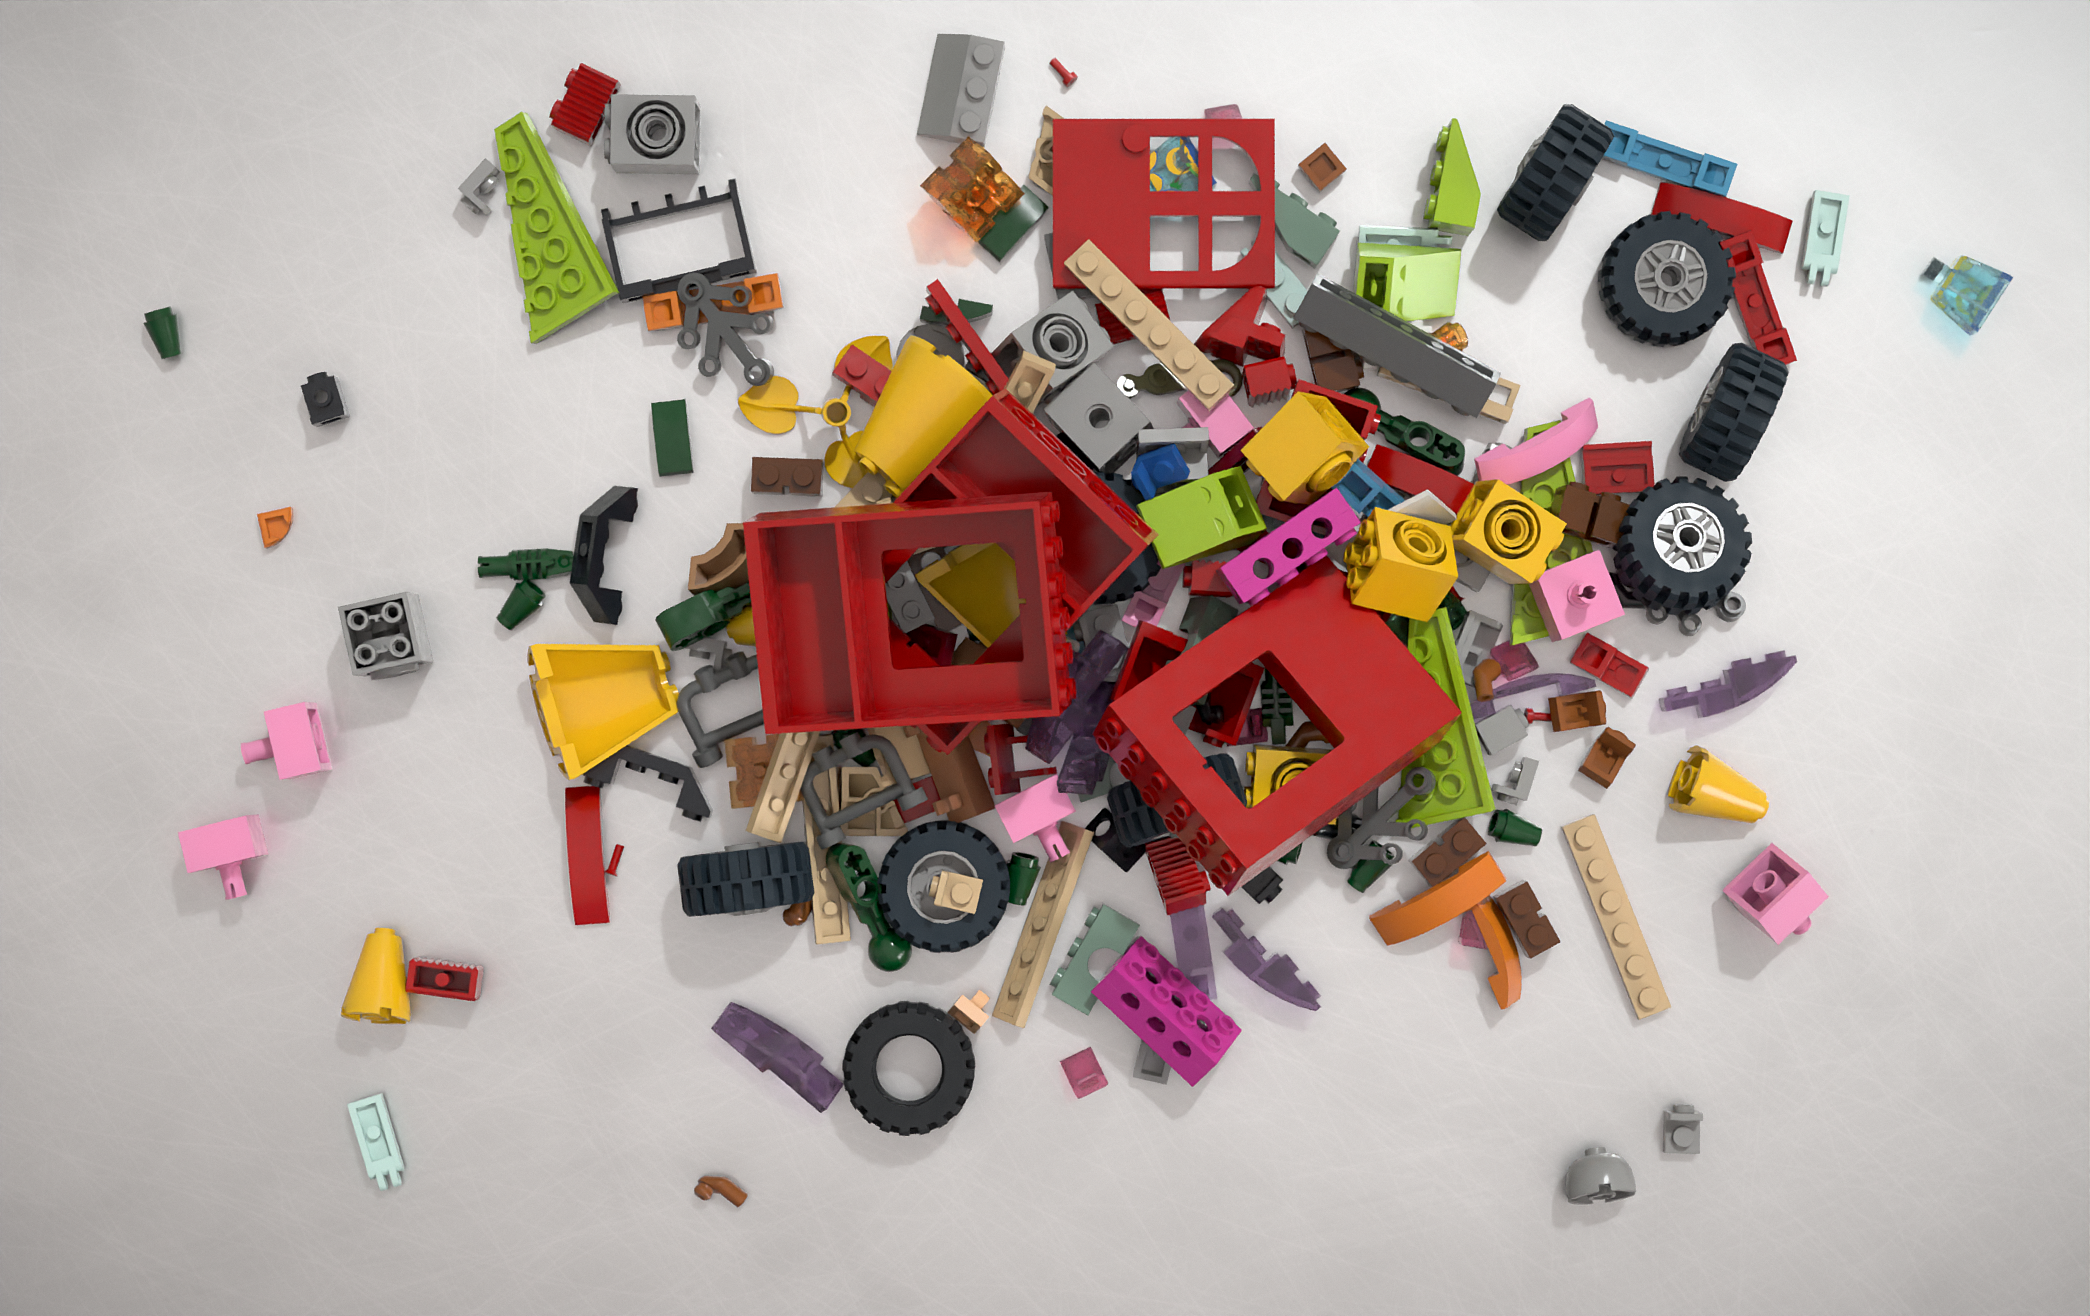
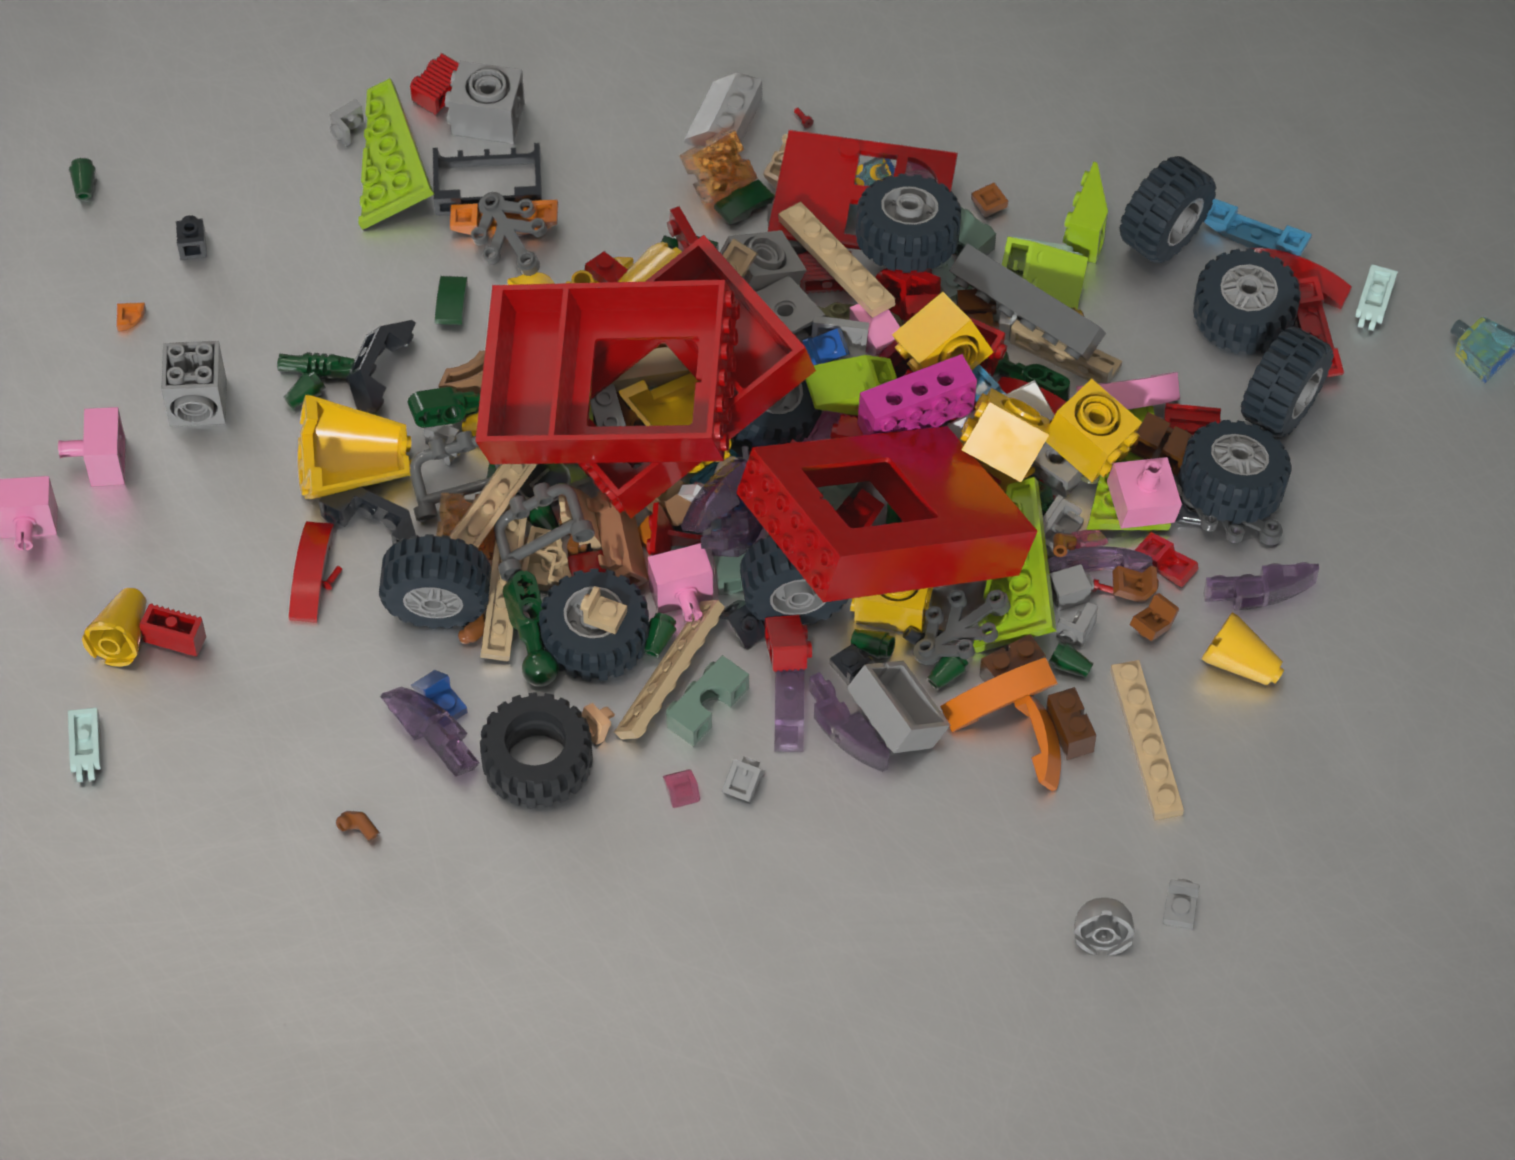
camera: 10 degrees right, 30 degrees down
(776, 1001) = (438, 689): none -> blue slope
(1179, 1018) = (759, 736): dark pink brick -> none
(1233, 266) = (908, 223): none -> black wheel
(1323, 942) = (898, 706): none -> light grey piece
(1470, 932) = (1023, 729): clear pink slope -> none
(1776, 894) = (1282, 730): bright pink brick -> none

